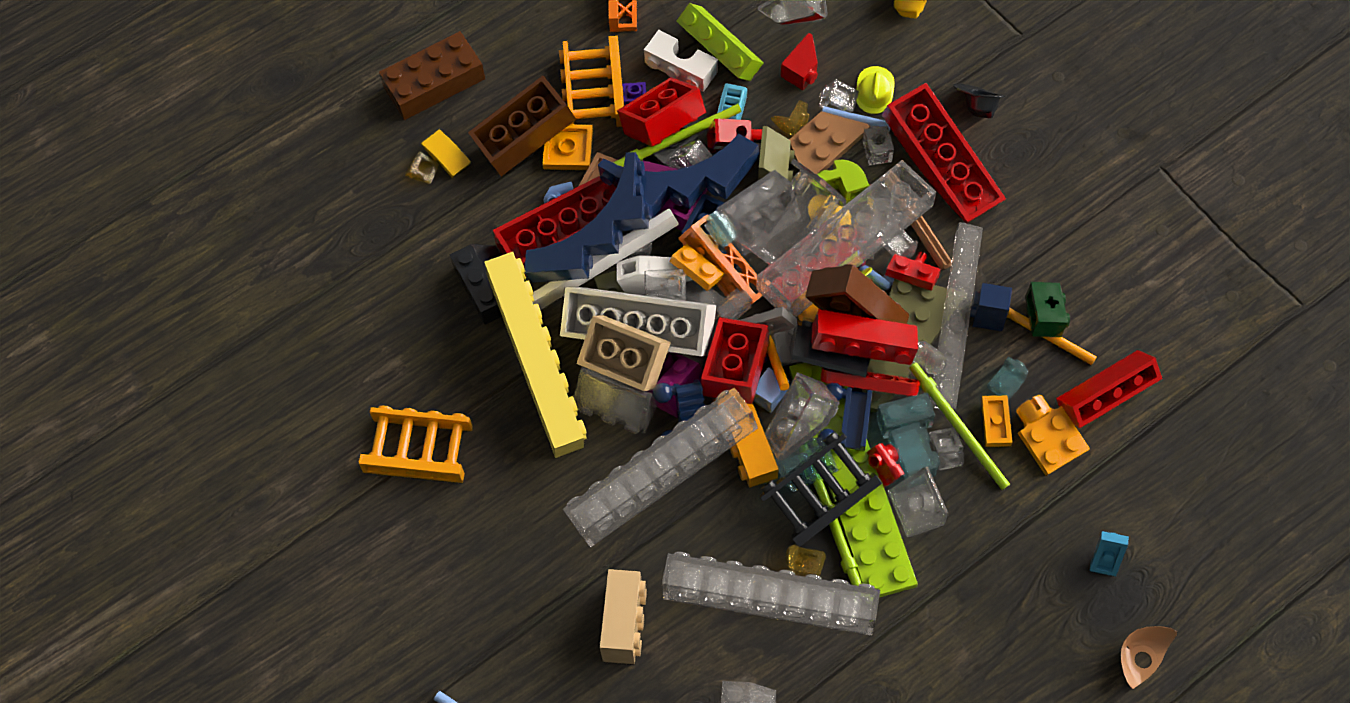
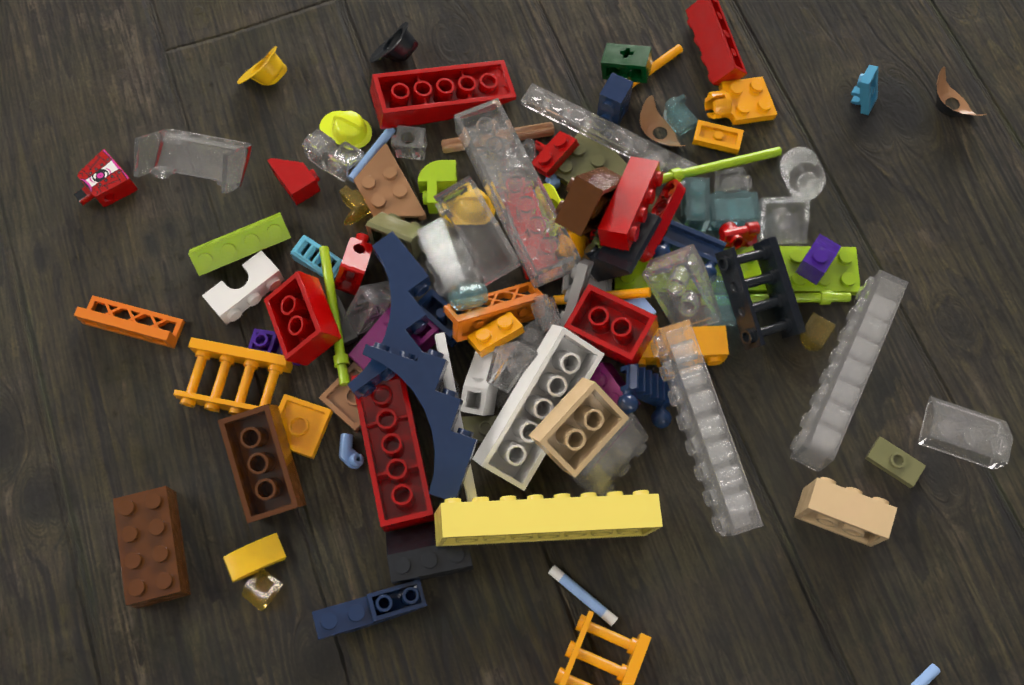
camera: 75 degrees left, 5 degrees up
(424, 249) = (369, 610): none -> dark blue slope
(485, 417) = (583, 595): none -> light blue bar
(694, 666) = (895, 462): none -> olive plate
(841, 68) = (317, 147): none -> clear brick
(885, 541) = (818, 259): none -> dark purple slope
(977, 510) = (802, 172): none -> clear piece
(987, 349) = (652, 119): none -> medium nougat piece

